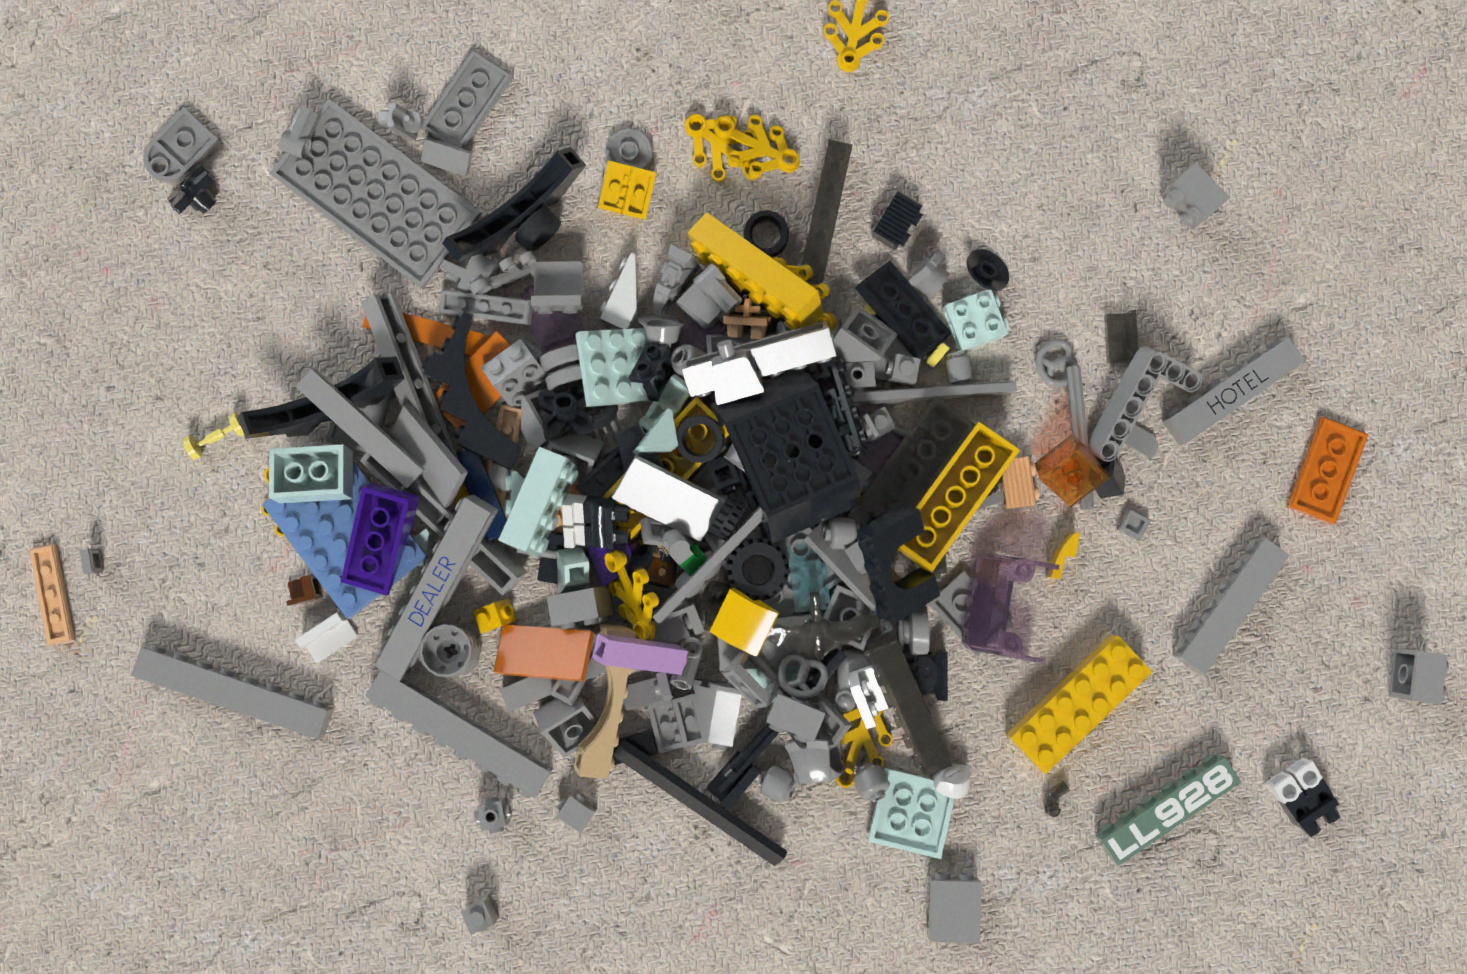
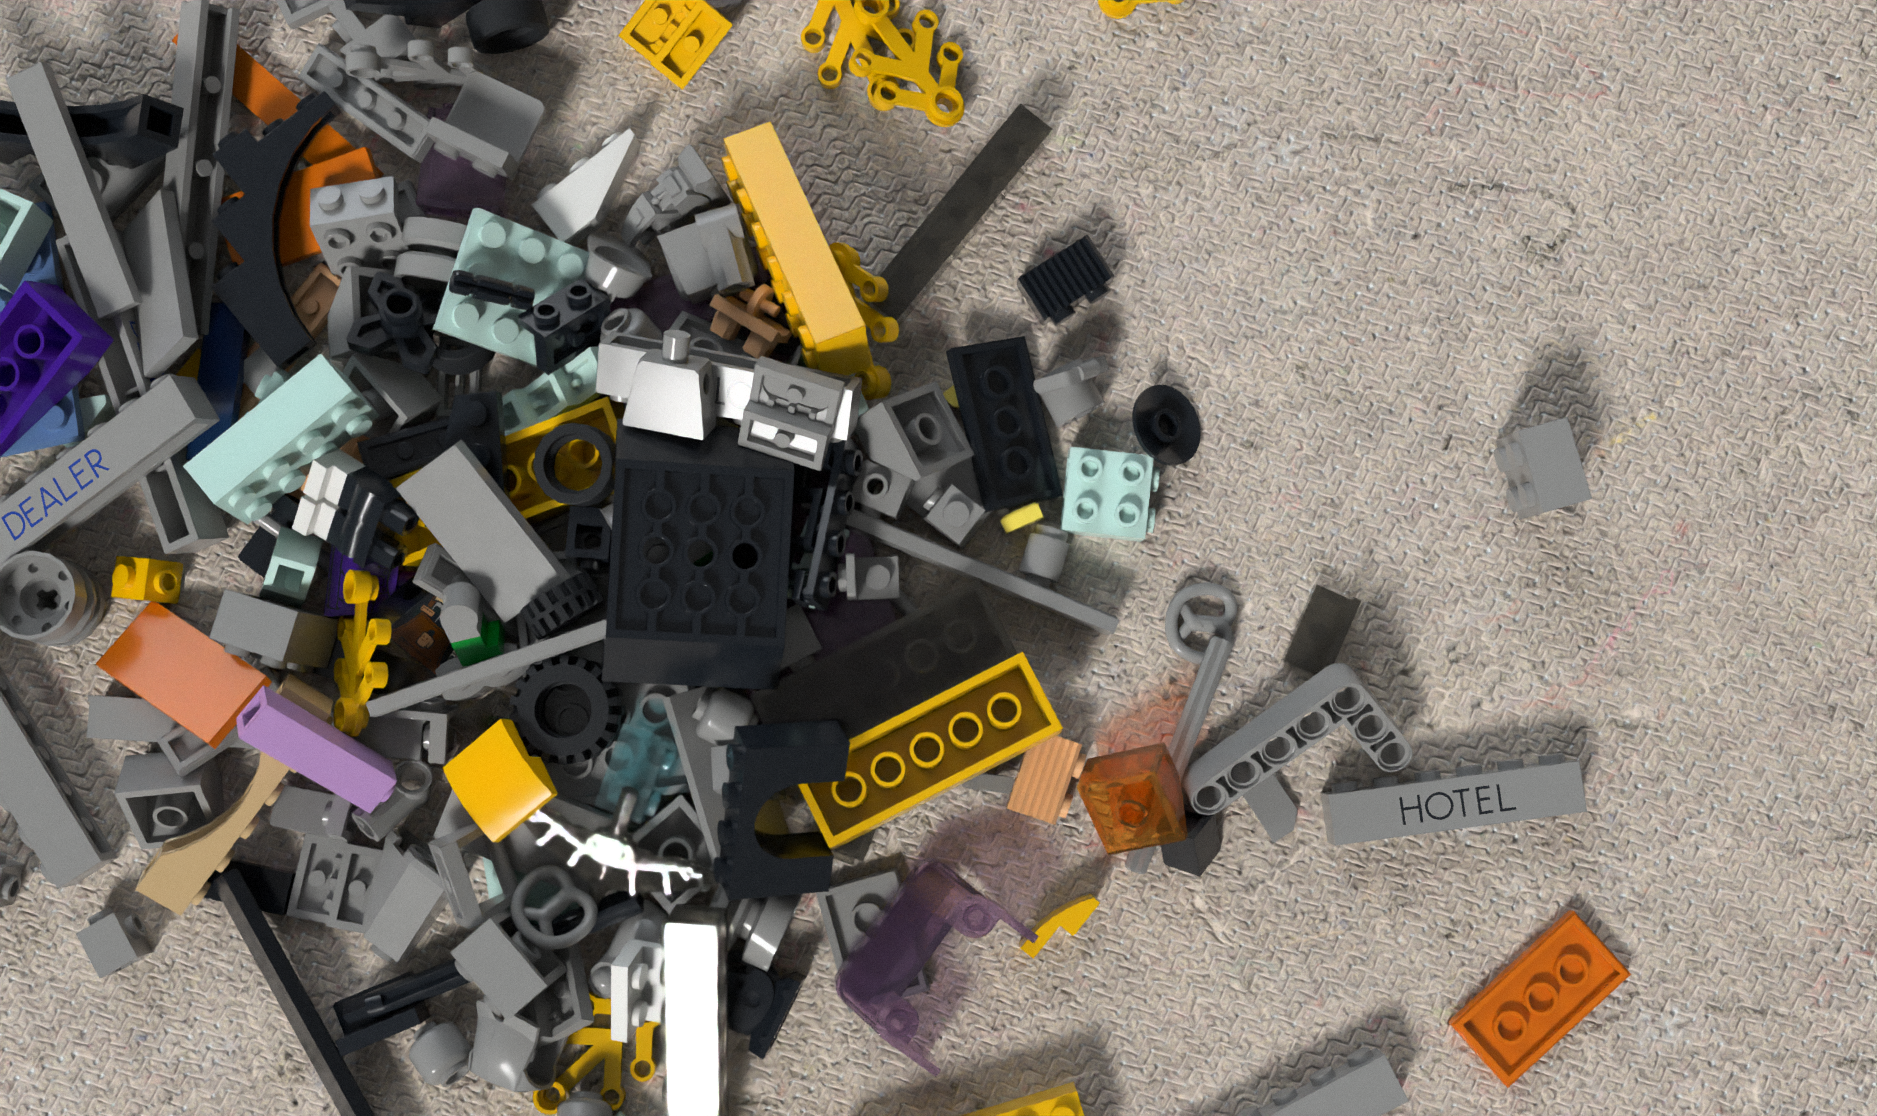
camera: 25 degrees right, 0 degrees up
(608, 370) = (491, 290): none -> black axle
(660, 437) = (515, 432): light aqua slope -> none
(767, 215) = (840, 174): black tyre -> none
(801, 355) = (790, 413): none -> light grey slope
(1133, 524) = (1194, 930): light grey tile -> none

